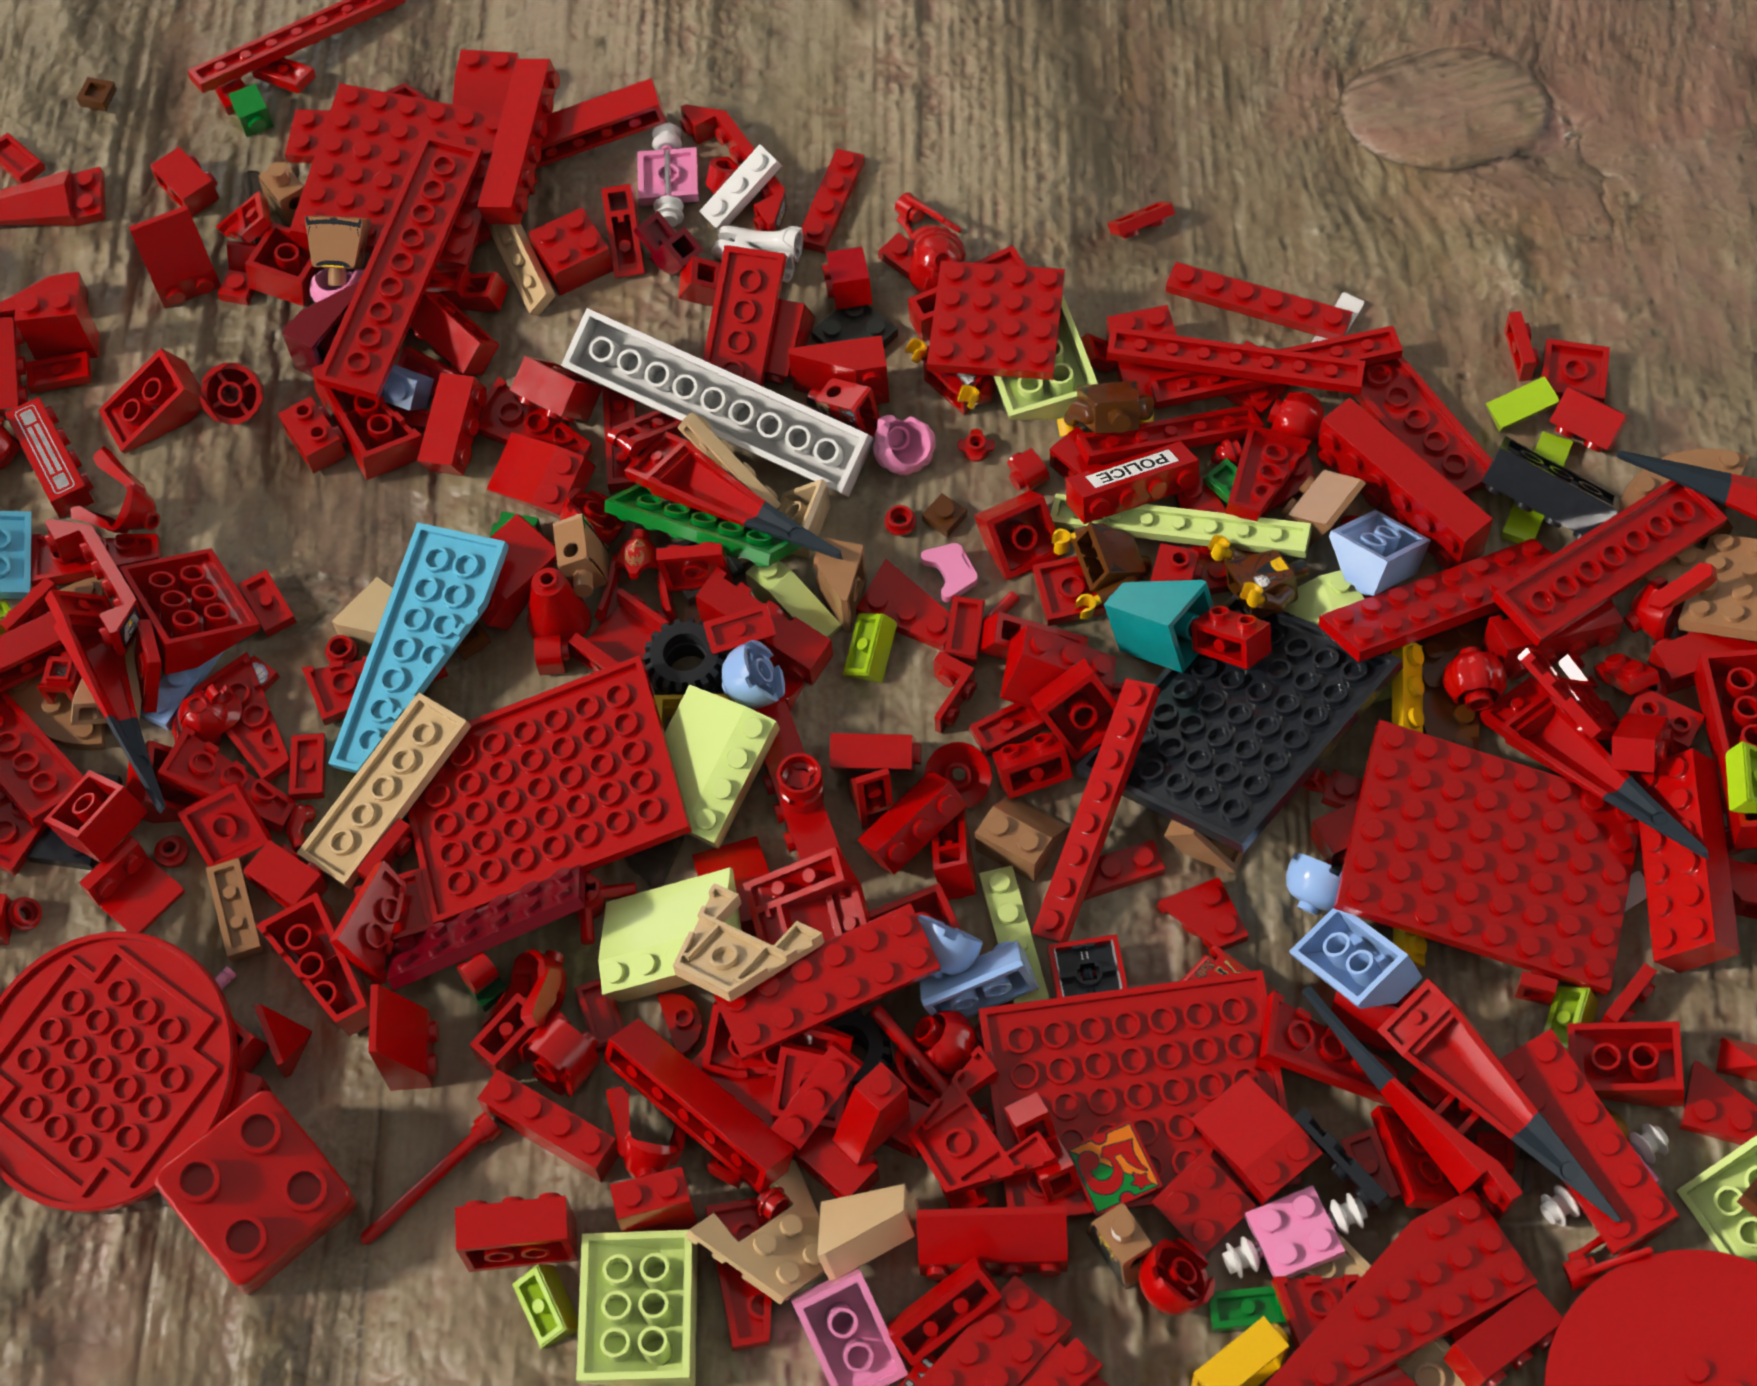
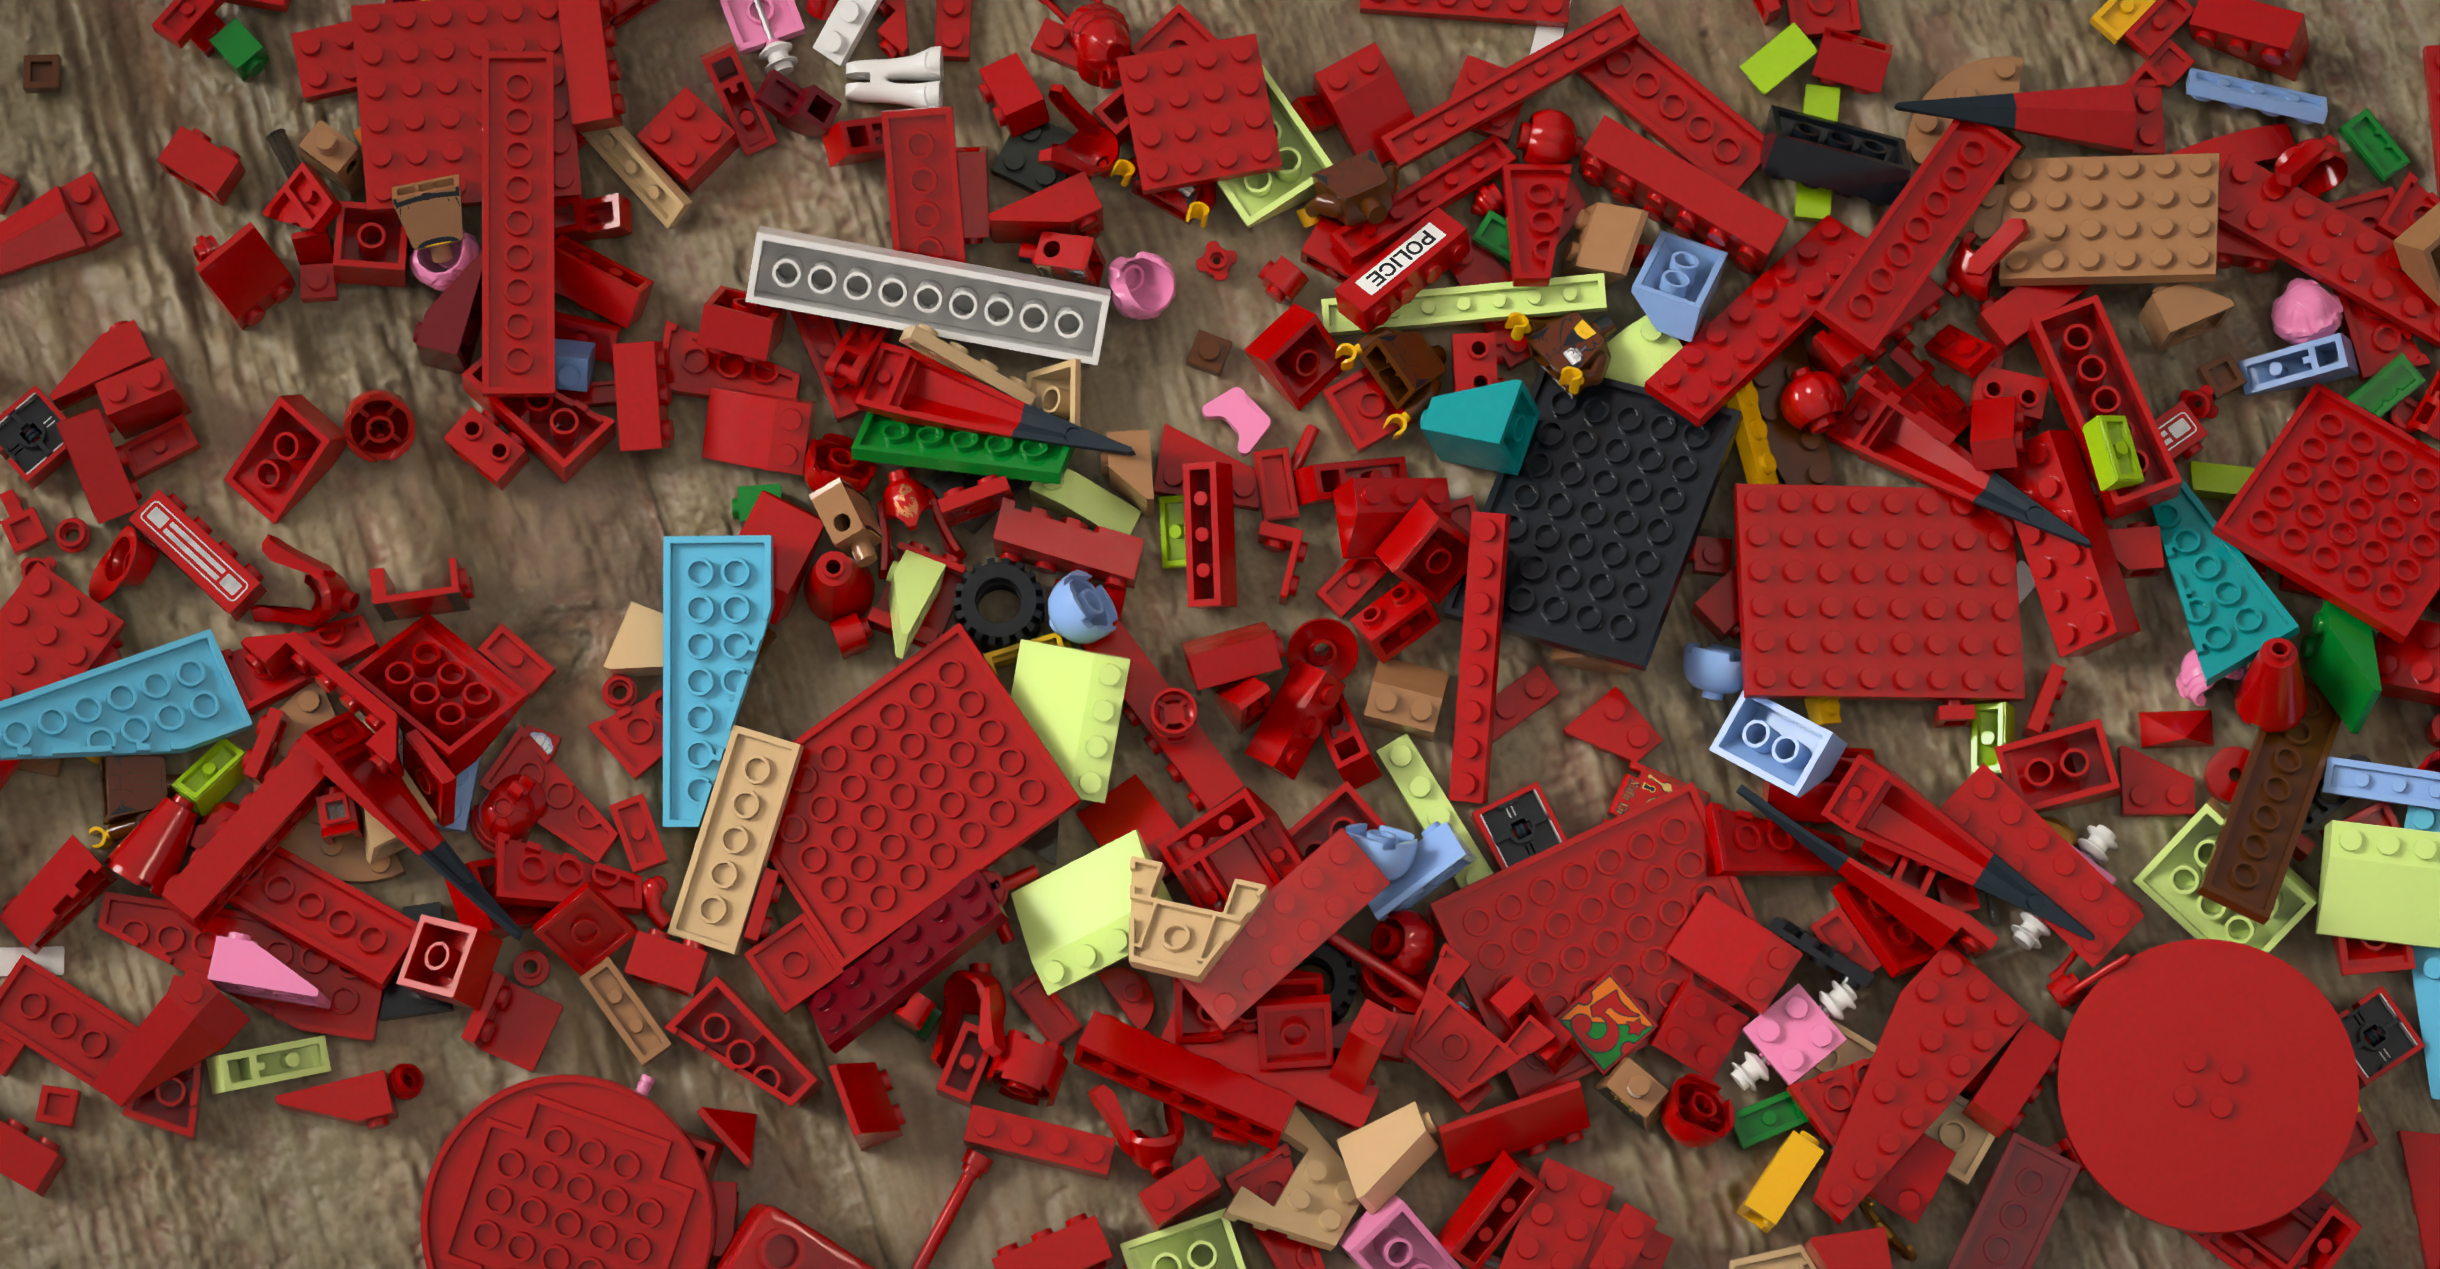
camera: 25 degrees left, 15 degrees up
(199, 532) = (418, 603): none -> red panel
(369, 922) = (782, 995): red wing -> none
(617, 628) = (911, 594): none -> yellowish green slope
(738, 628) = (1052, 562): red plate -> none
(772, 1202) = (1288, 1154): red plate -> none
(817, 1095) = (1305, 1042): red plate -> none
(889, 650) = (1209, 535): none -> red brick
(897, 327) = (1093, 146): none -> red piece
(900, 513) = (1160, 364): red plate -> none
(1231, 637) = (1560, 428): red brick -> none
(1236, 360) = (1469, 96): red plate -> none

